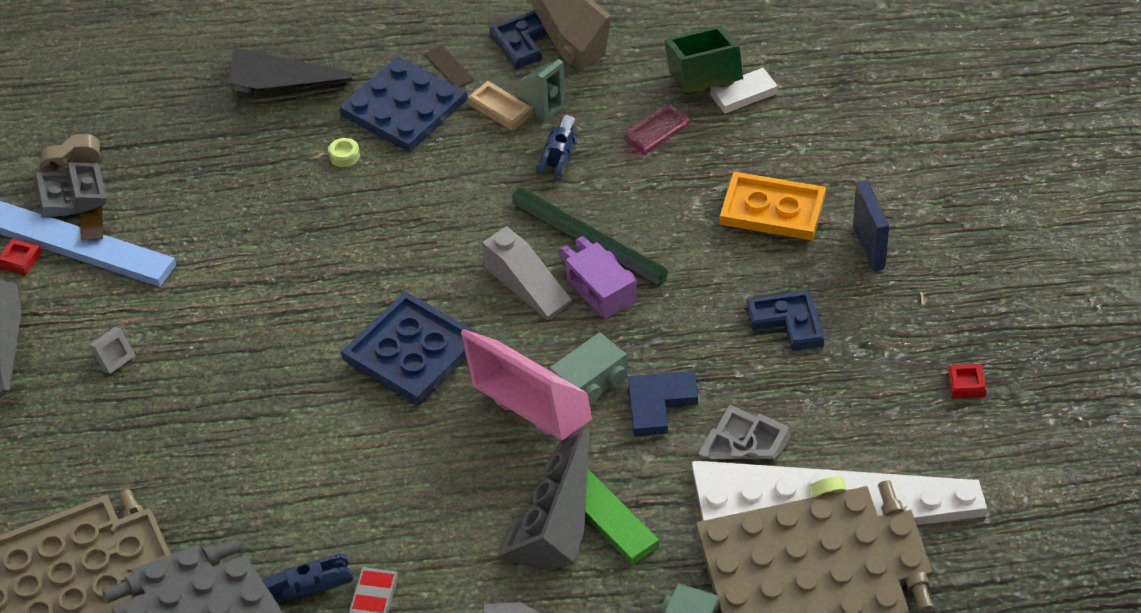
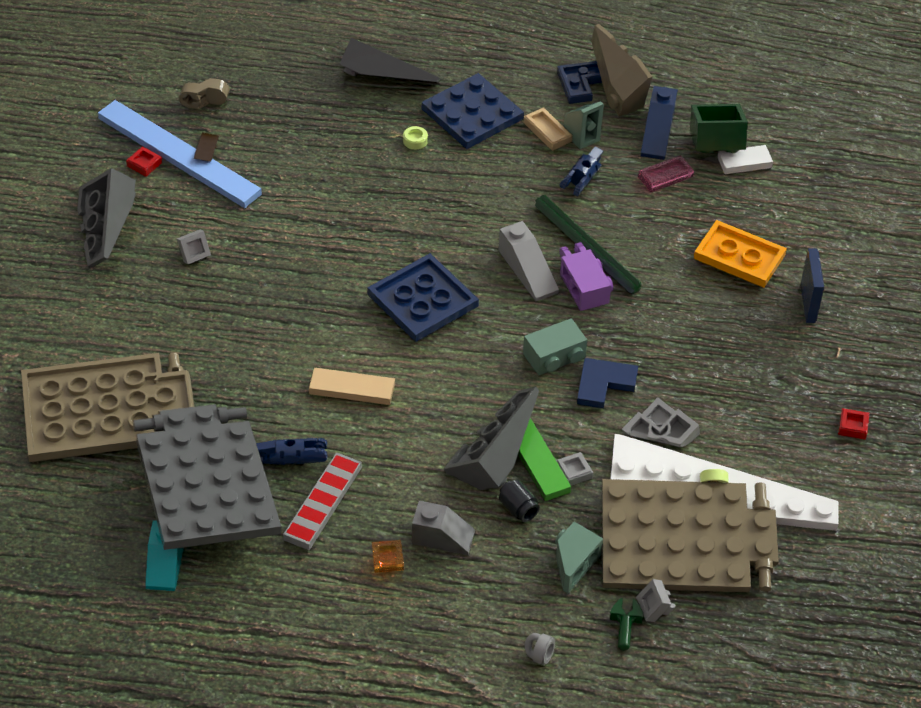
camera: 10 degrees right, 0 degrees up
(70, 191) = (197, 121): dark grey slope -> none
(356, 479) = (352, 386): none -> tan tile
(449, 66) = (517, 90): dark brown sticker -> none
(525, 386) = (499, 345): bright pink piece -> none
(602, 573) = (519, 500): none -> black brick
(631, 69) = (659, 122): none -> dark blue slope
(657, 515) = (575, 468): none -> light grey tile
(791, 310) = (730, 337): dark blue tile -> none

